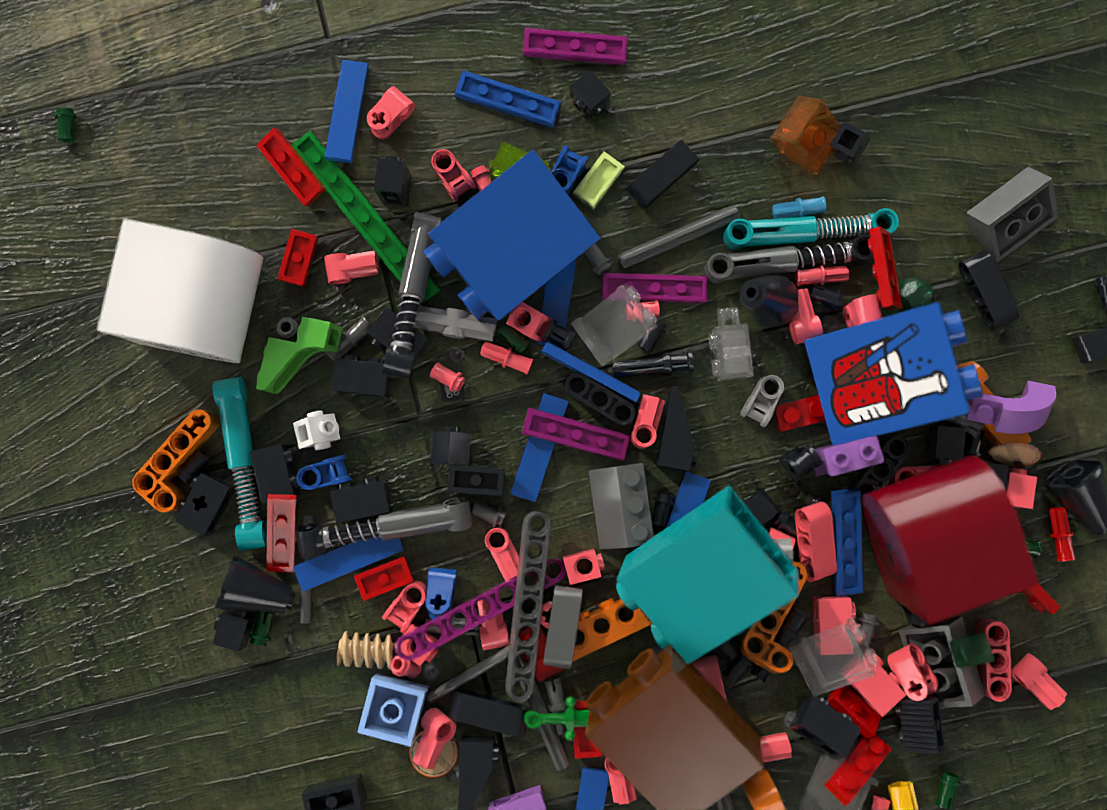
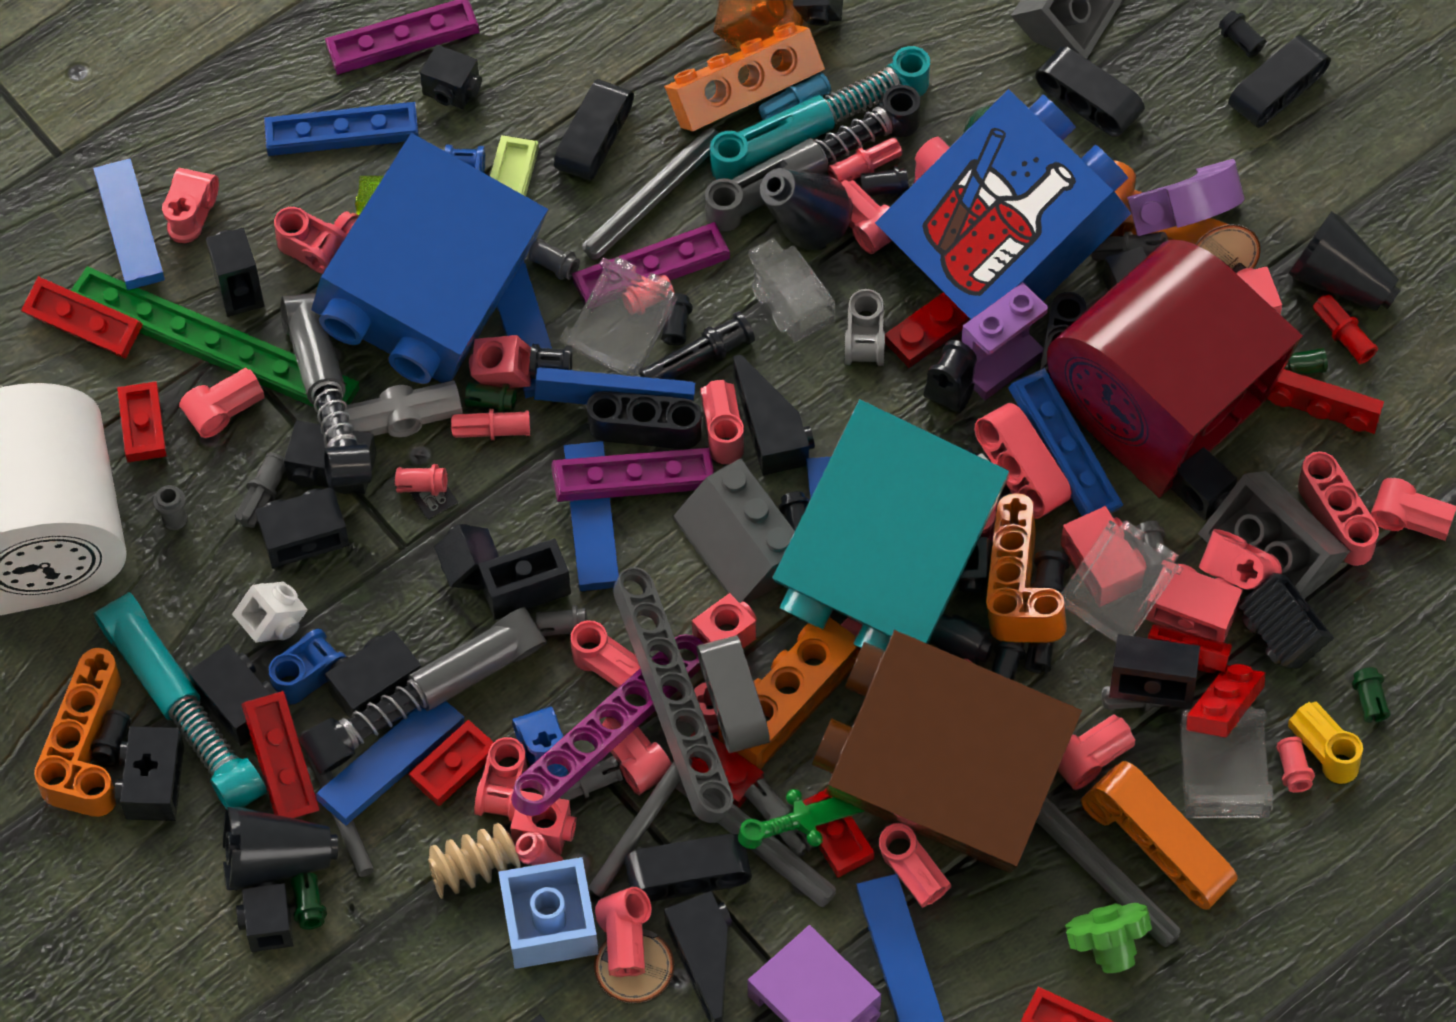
camera: 25 degrees left, 25 degrees down
(285, 358) = (184, 538): bright green arch -> none
(785, 189) = (798, 62): none -> orange brick
(884, 269) = (934, 104): red plate -> none
(971, 650) = (1290, 481): clear green slope -> none

